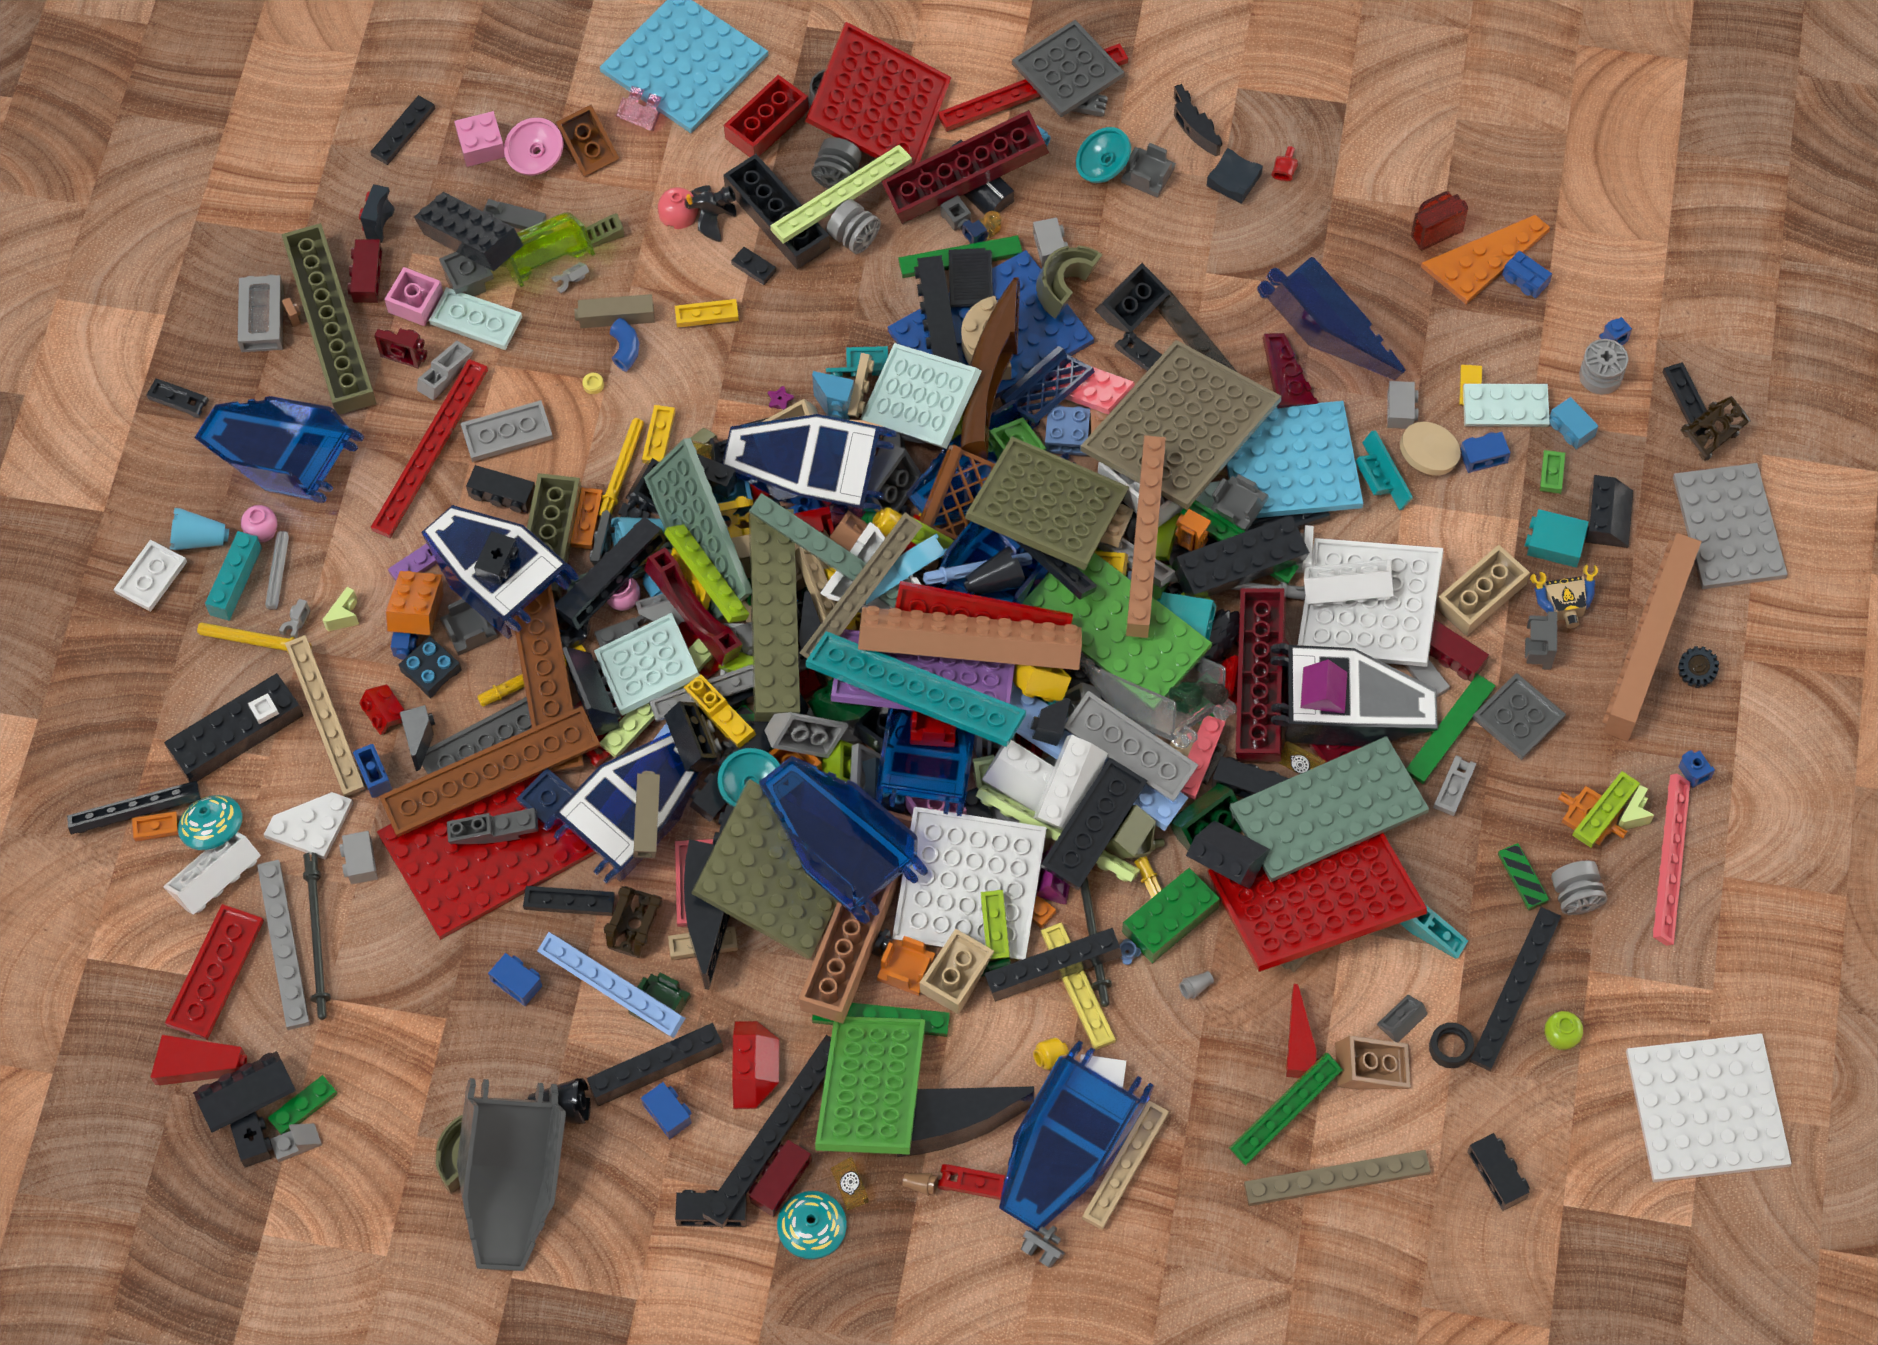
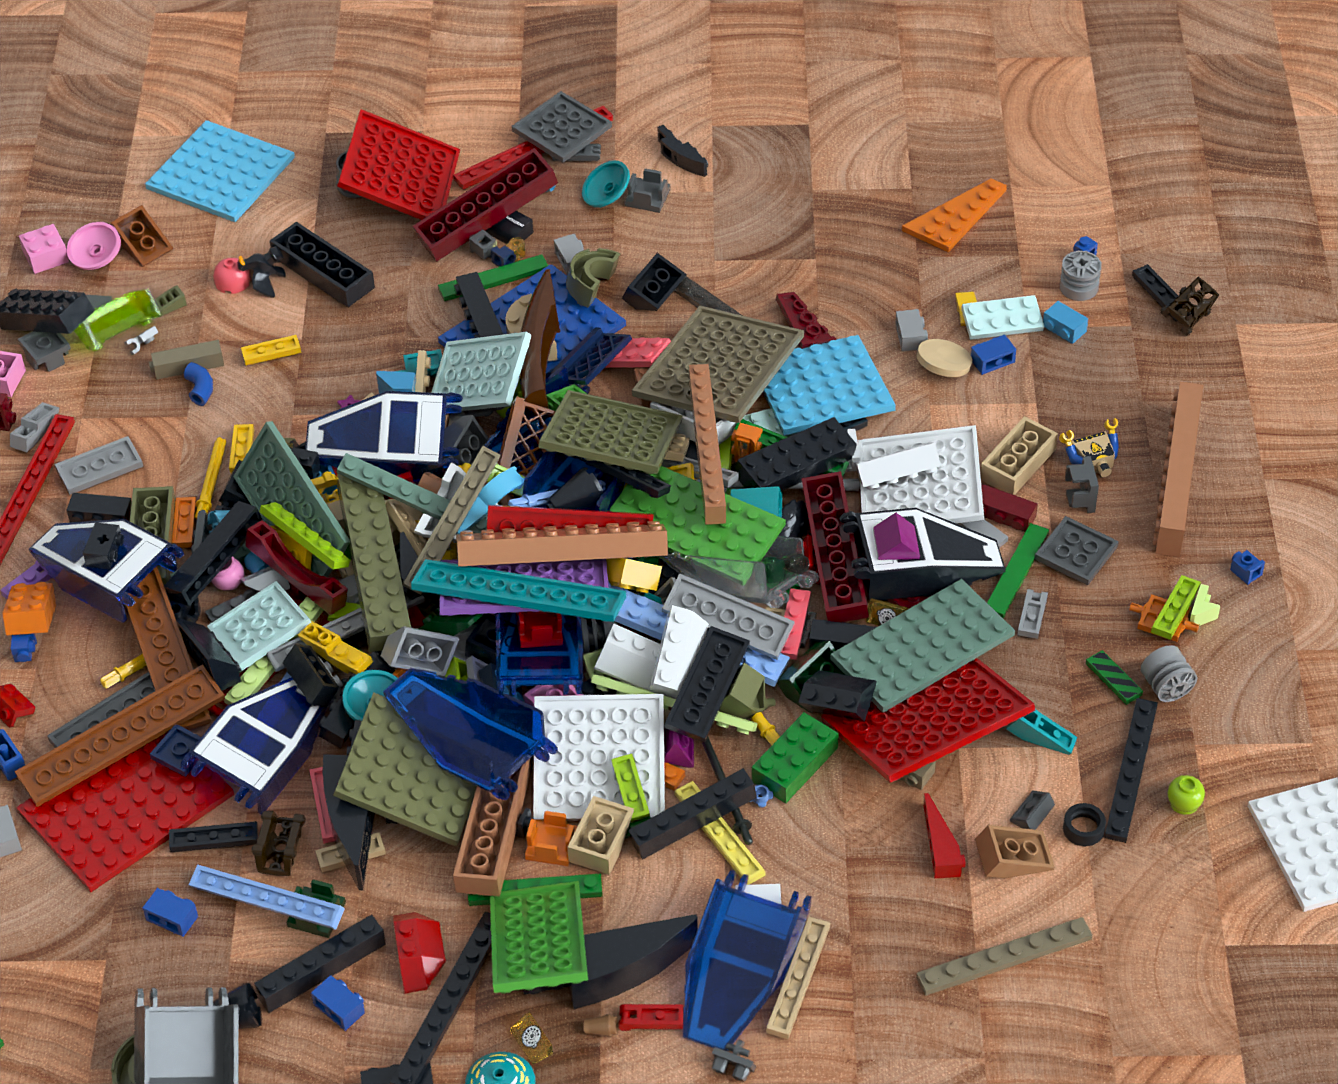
camera: 10 degrees left, 15 degrees down
(419, 733) = (46, 715): slope -> none
(430, 666) = (51, 662): black brick -> none
(466, 627) = (82, 624): dark grey panel -> none
(475, 318) = (58, 383): light aqua plate -> none
(492, 829) = (127, 785): dark grey slope -> none
(593, 383) = (174, 418): light yellow tile -> none
(637, 113) = (186, 212): clear pink plate -> none
(646, 815) = (278, 740): dark tan brick -> none
(753, 265) = (308, 310): black plate -> none
(766, 117) = (301, 196): red brick -> none
(779, 1177) = (461, 1044): dark red brick -> none
(835, 161) = (370, 221): dark grey wheel -> none
(846, 189) = (377, 239): yellowish green plate -> none
(853, 226) = (393, 264): light grey wheel -> none
(970, 276) = (504, 287): black window -> none
(1048, 1052) = (701, 890): yellow head -> none
(1051, 722) = (650, 605): black slope -> none
(1067, 429) = (617, 385): medium blue brick -> none
(1141, 353) = (669, 325): black plate -> none
(1194, 985) = (831, 812): light grey cone -> none
(1234, 176) = (723, 185): black brick -> none
(1238, 501) = (783, 414): dark grey panel -> none
(1285, 166) = (766, 174): red piece -> none
(1285, 1109) = (941, 901): green tile -> none
(1328, 317) = (832, 266): clear blue windscreen -> none
(1381, 471) = (906, 381): teal bracket -> none
(1439, 219) = (909, 190): clear red brick -> none
(1499, 1171) = (1156, 923): black brick -> none
(1526, 274) = (995, 220): blue brick -> none
(1552, 471) = (1056, 361): bright green plate -> none
(1556, 538) = (1073, 409): teal brick -> none
(1609, 512) = (1114, 383): black slope -> none
(1671, 860) = (1245, 642): coral plate -> none
(1698, 667) = (1226, 487): black wheel -> none
(1735, 524) = (1232, 381): light grey plate -> none

